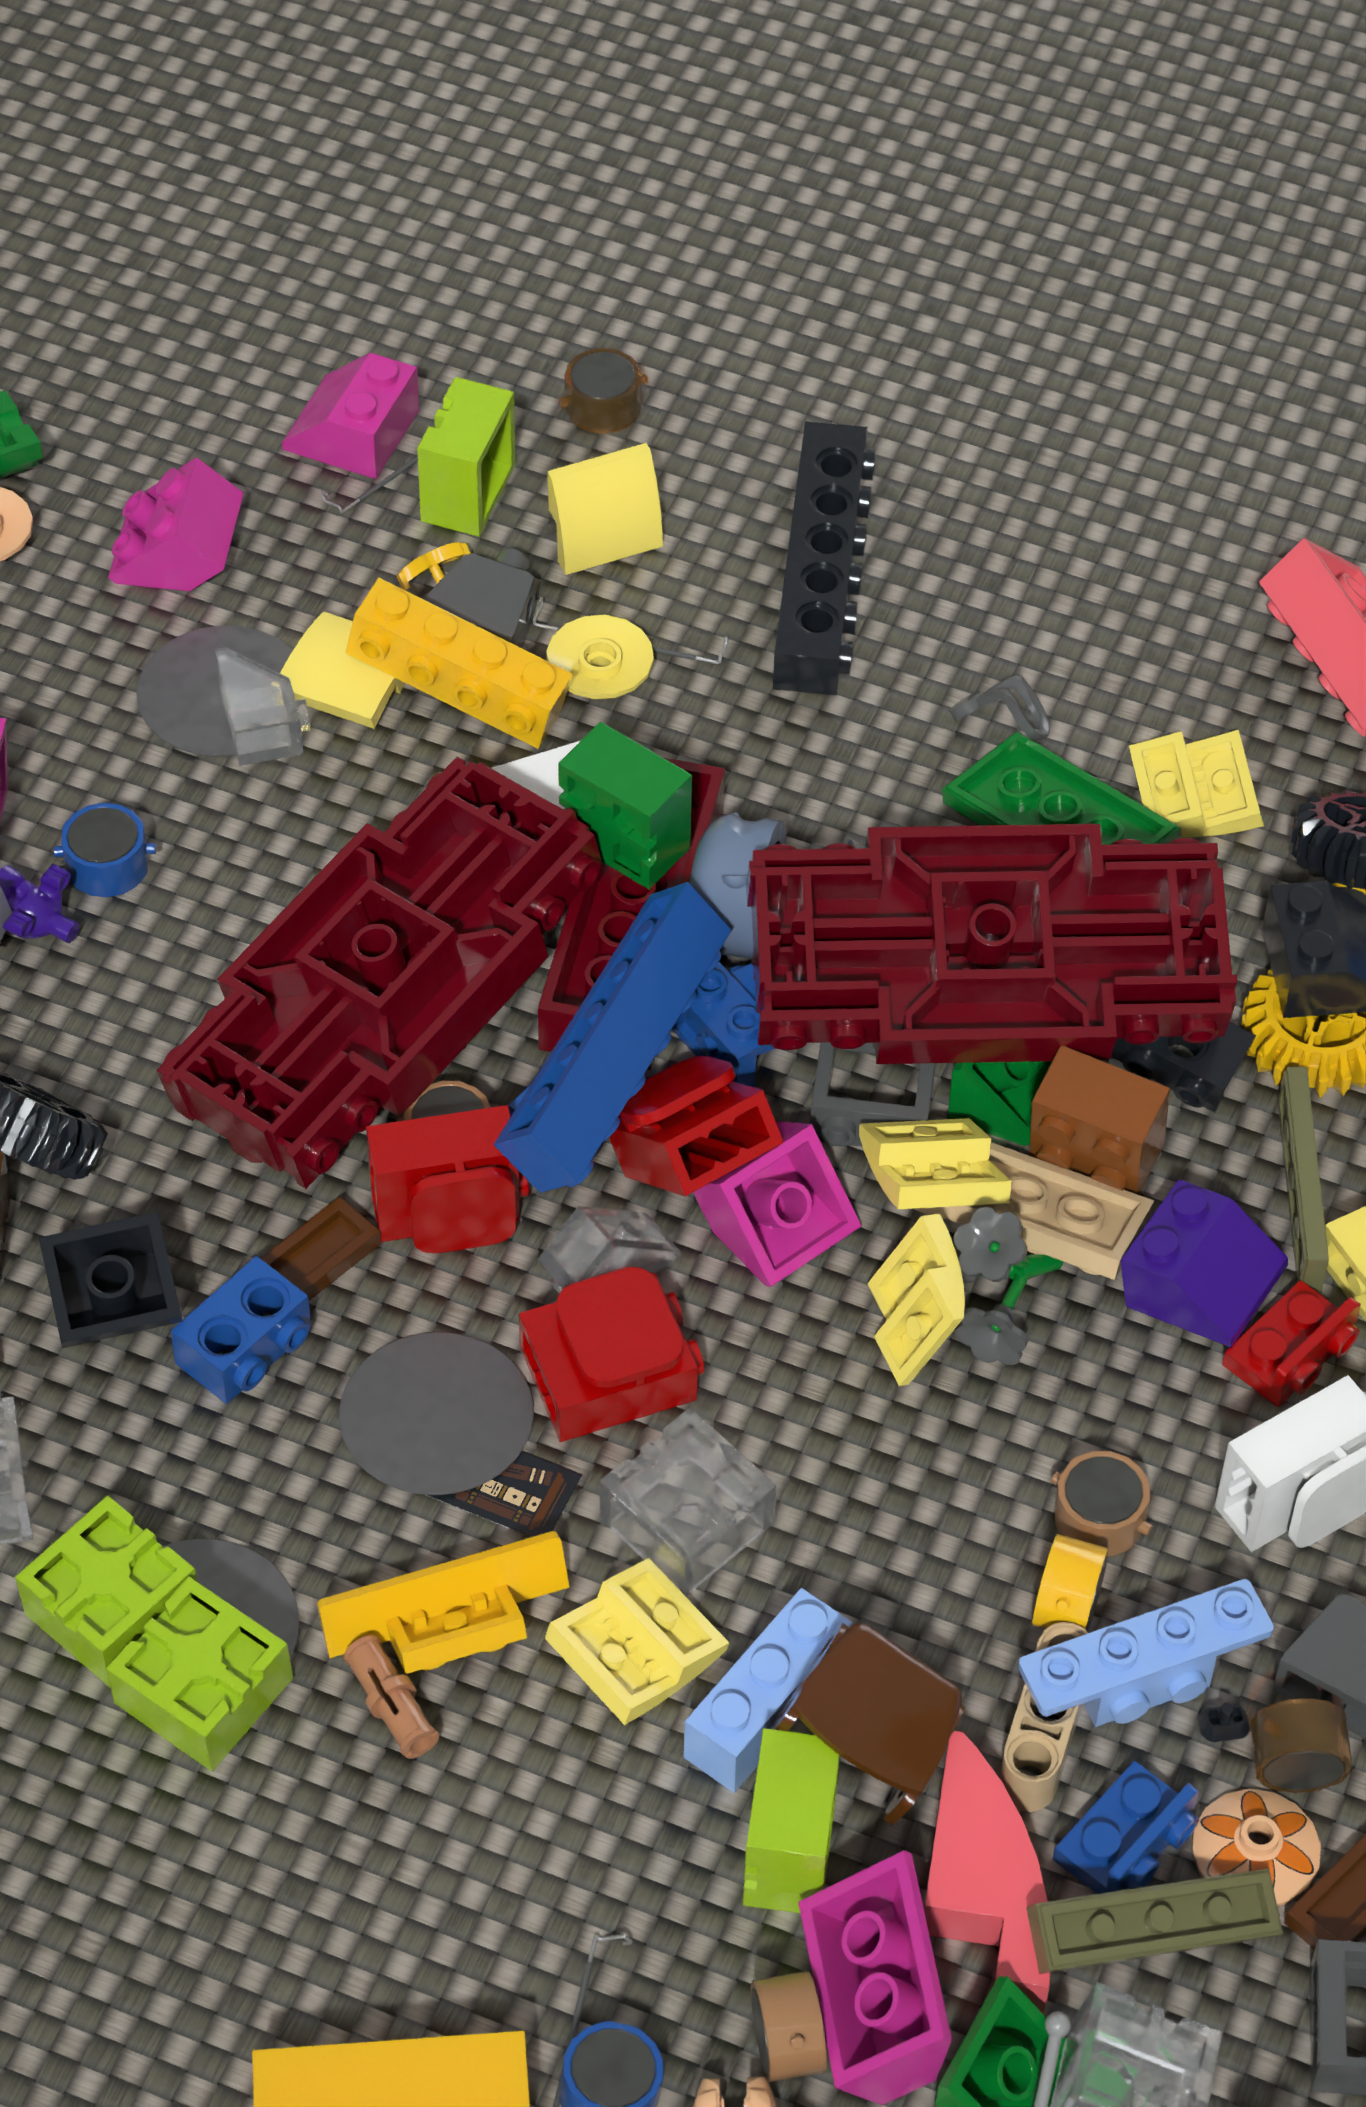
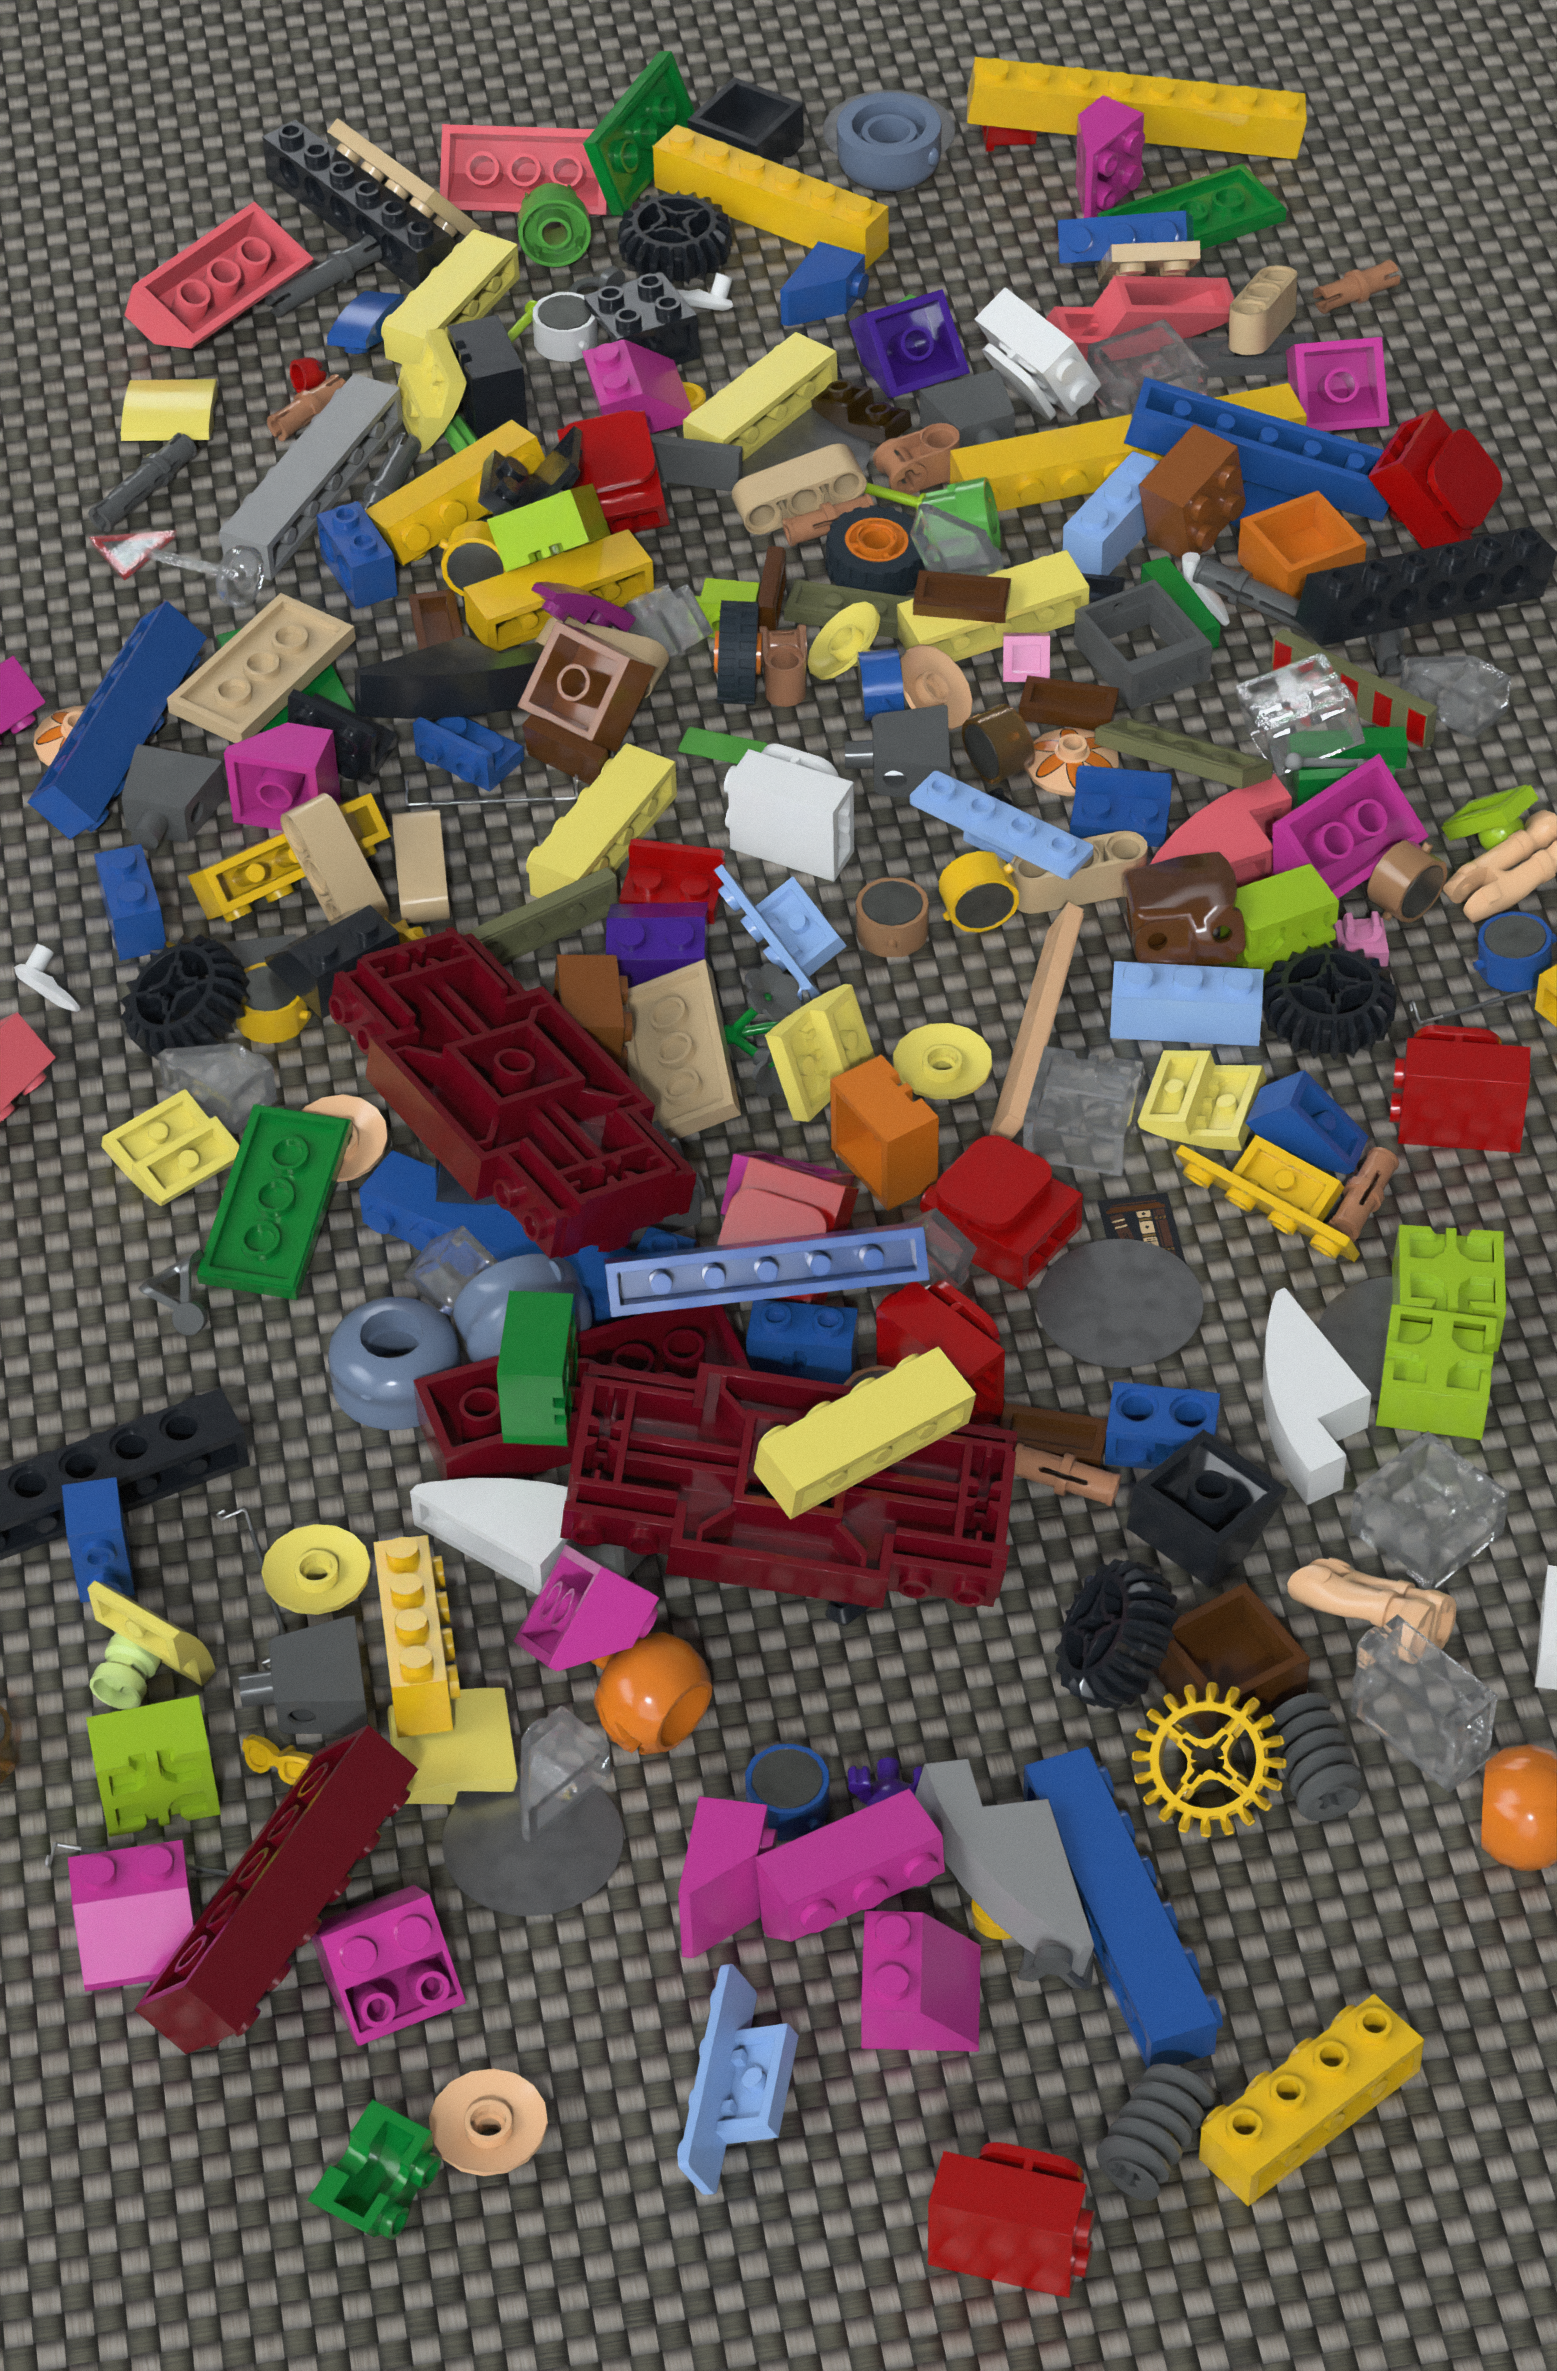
camera: 120 degrees left, 5 degrees down
(52, 743) = (720, 1872): none -> dark pink slope
(182, 1469) = (1309, 1400): none -> white slope
(258, 1229) = (1100, 1484): none -> nougat pin
(274, 796) = (652, 1693): none -> orange piece
(277, 473) = (278, 1892): none -> dark red brick
(350, 989) = (863, 1431): none -> light yellow brick
(351, 755) = (585, 1613): none -> dark pink slope
(428, 1845) = (1461, 1090): none -> red brick
(514, 1695) = (1307, 1123): none -> blue slope
(660, 1808) = (1329, 1001): none -> black gear
(729, 514) = (97, 1536): none -> blue brick
(753, 1946) = (1363, 934): none -> bright pink tile
(770, 1290) = (883, 1132): none -> orange piece
(803, 775) = (380, 1388): none -> sand blue piece
(855, 1403) = (943, 1061): none -> light yellow dish
(856, 1549) = (1037, 1021): none -> light nougat tile
(934, 1163) = (705, 1086): light yellow slope -> none
(1144, 1388) = (792, 926): none -> light blue bracket
(1251, 839) = (220, 1079): none -> clear slope

